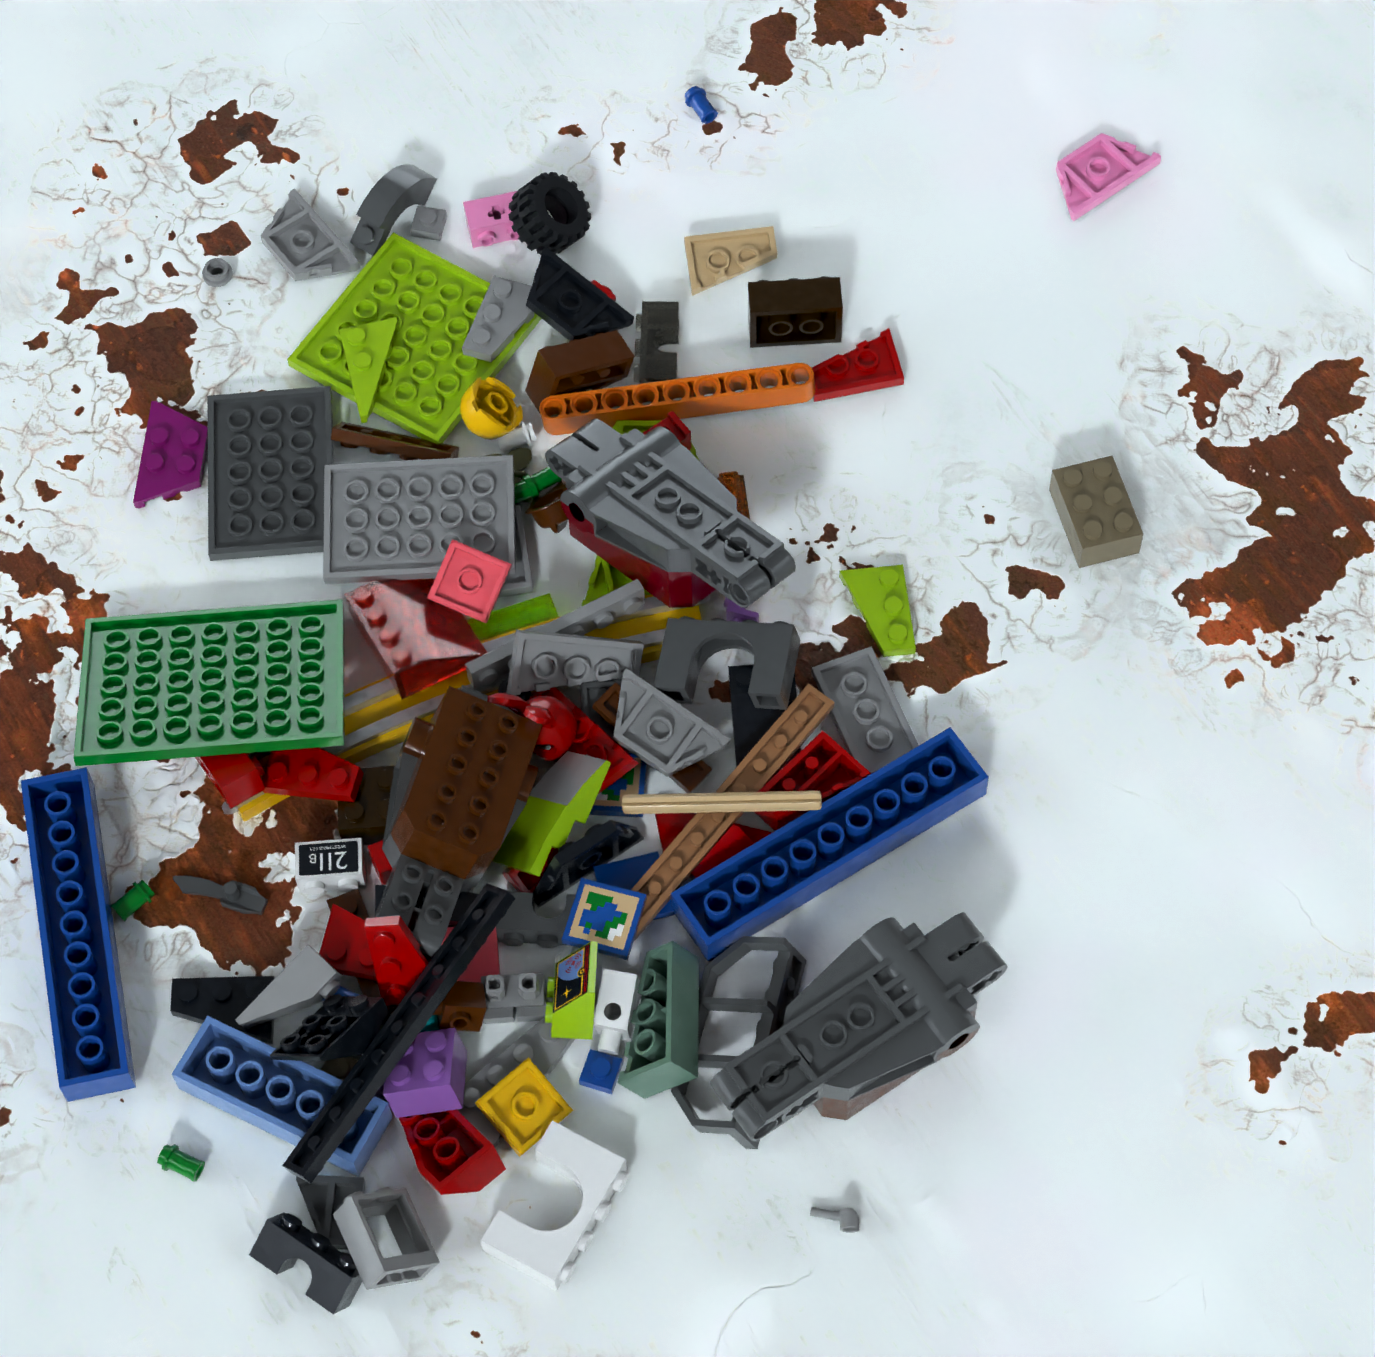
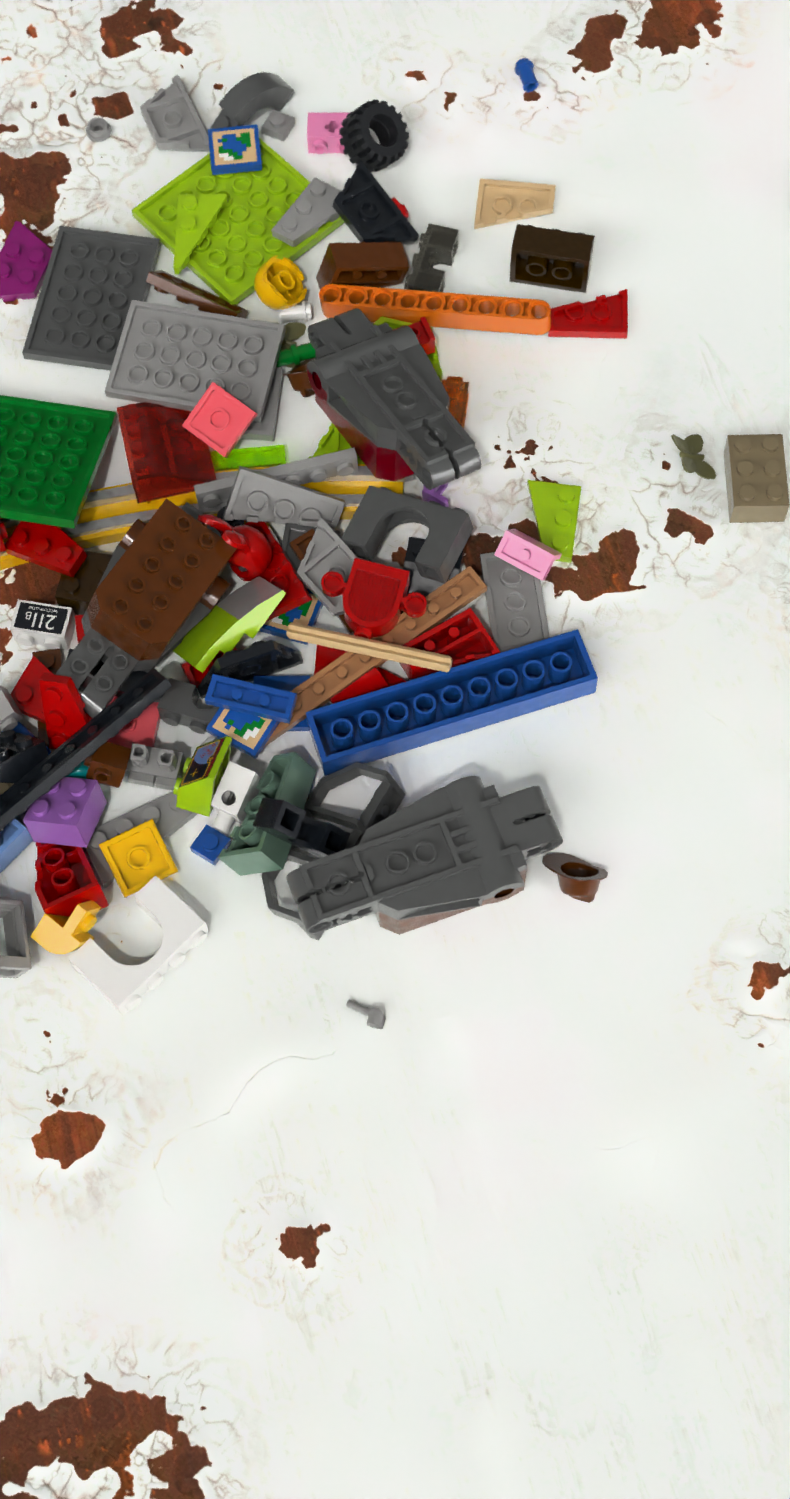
camera: 15 degrees right, 5 degrees up
(389, 263) = (234, 149): none -> tile
(465, 1214) = (65, 933): none -> yellow brick
(606, 892) = (251, 698): none -> blue plate
(696, 1023) = (293, 827): none -> black arch
(712, 744) = (374, 597): none -> red piece
(866, 655) = (527, 553): none -> bright pink panel
(1019, 508) = (690, 458): none -> olive piece
(1027, 1006) = (575, 875): none -> reddish brown piece

